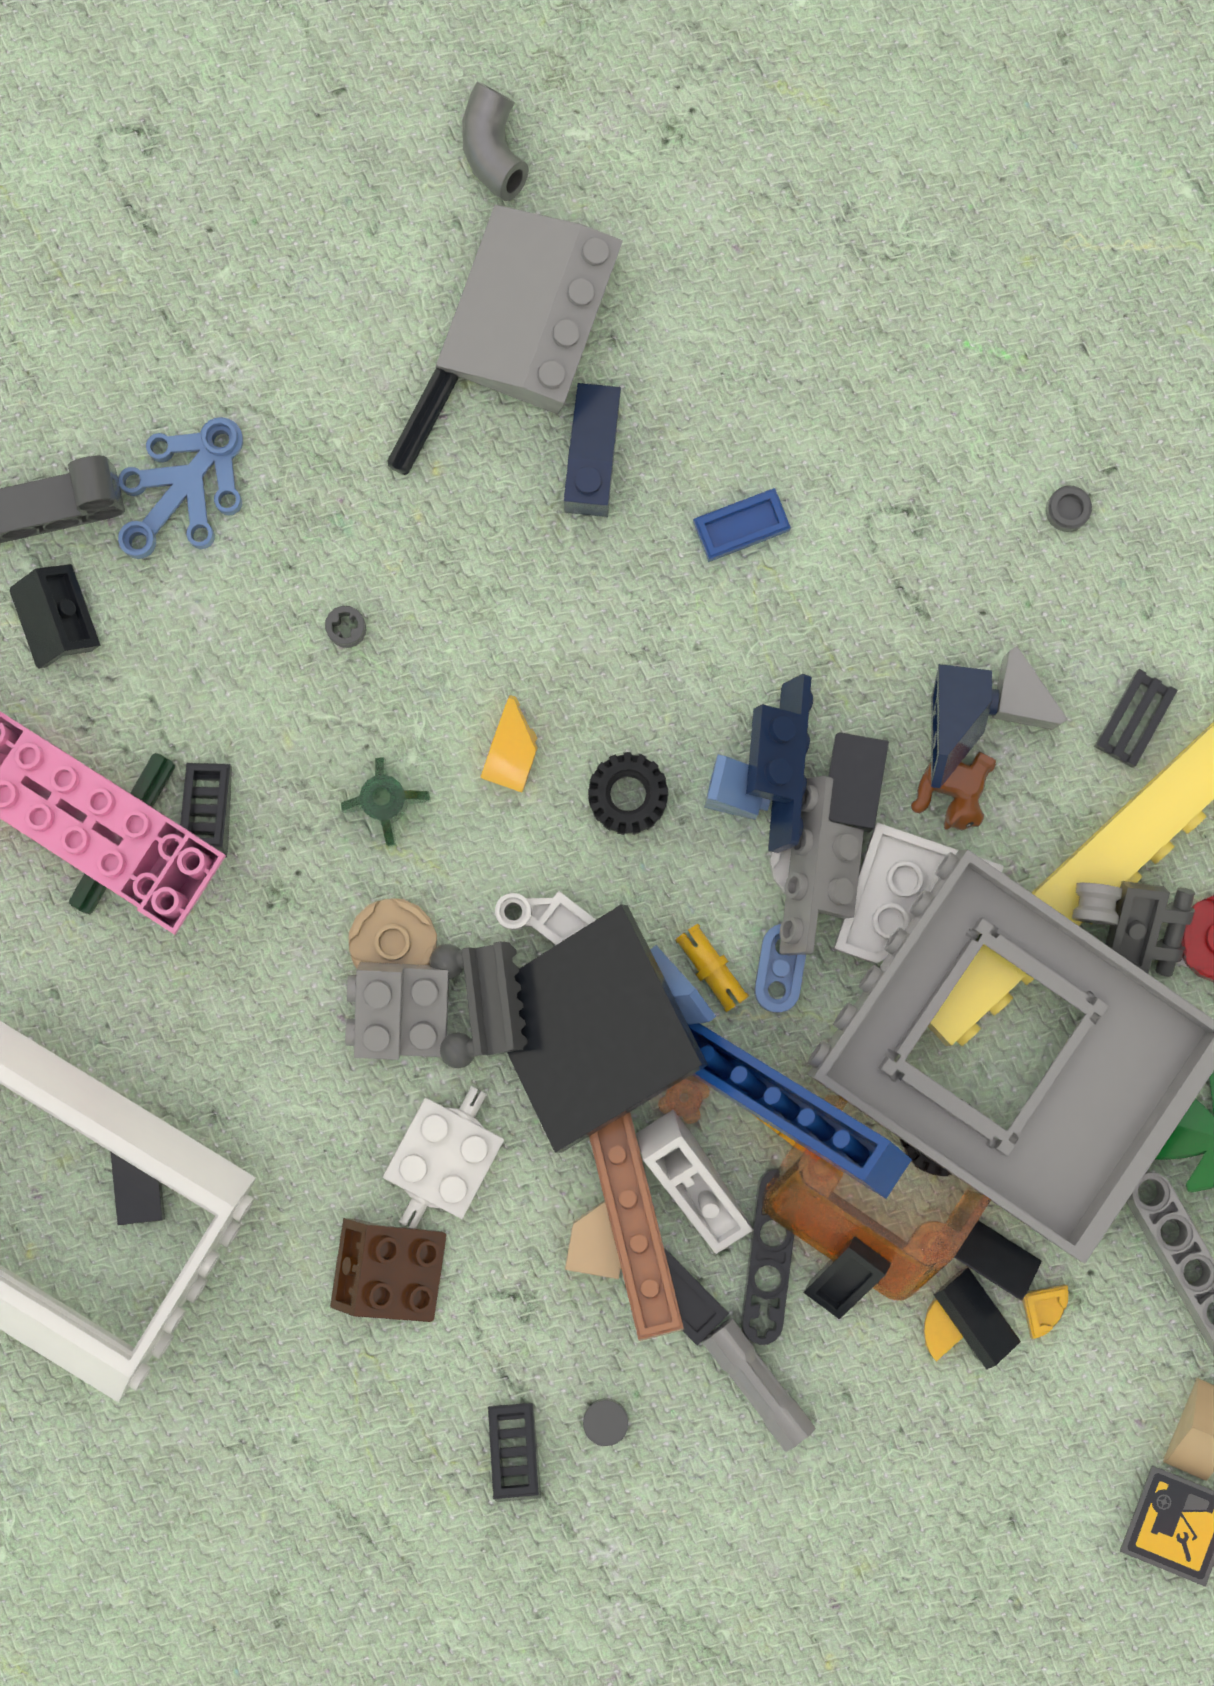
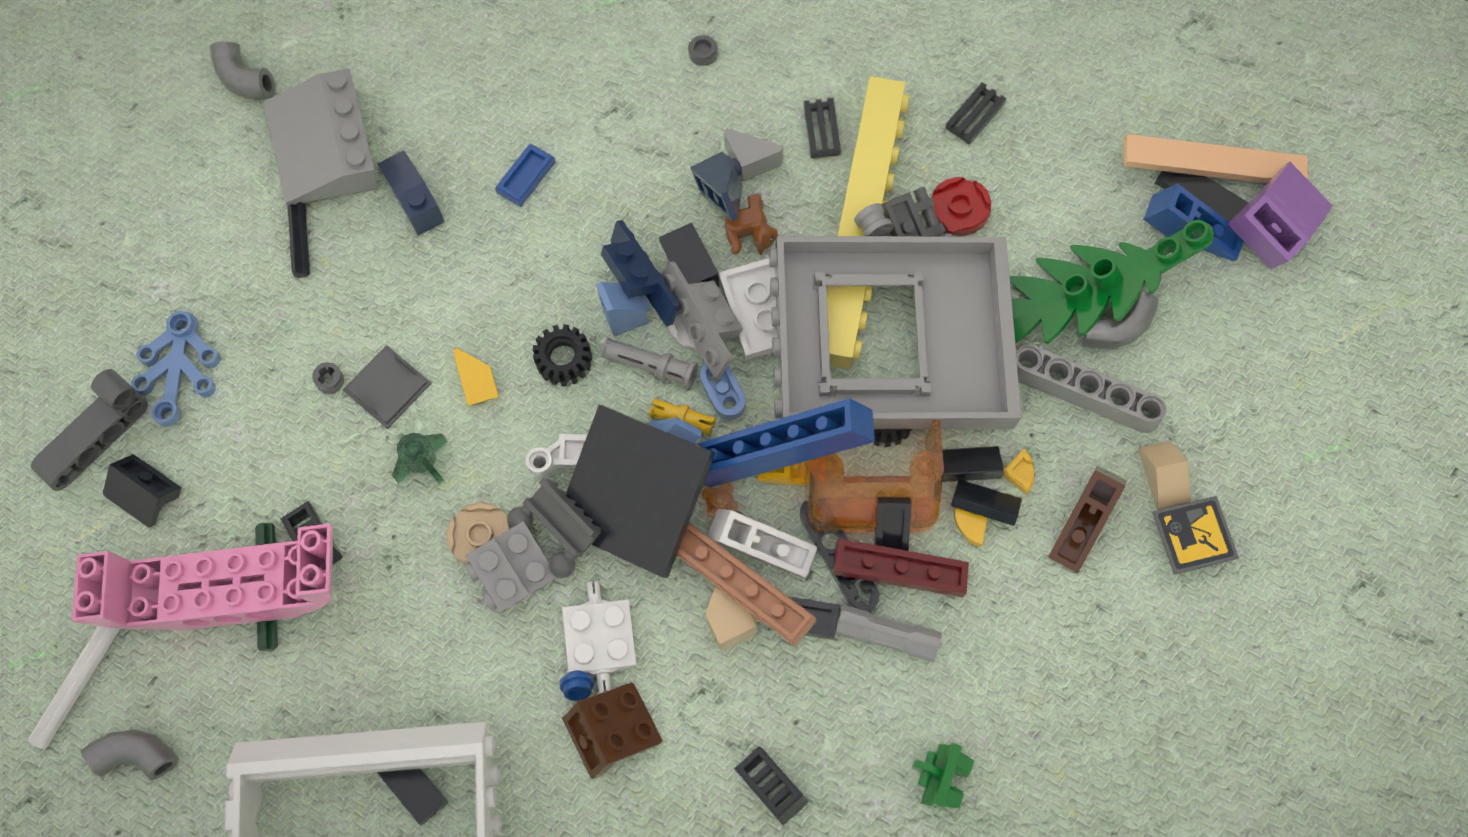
camera: 30 degrees left, 15 degrees down
(382, 1196) = (576, 685): none -> blue plate
(405, 683) = (387, 386): none -> dark grey piece
(605, 1422) = (813, 725): dark grey tile -> none
(699, 1576) = (938, 774): none -> green hips
(732, 891) = (663, 366): none -> light grey pin
(824, 1325) = (900, 568): none -> dark red plate
(1077, 1419) = (1087, 519): none -> reddish brown slope

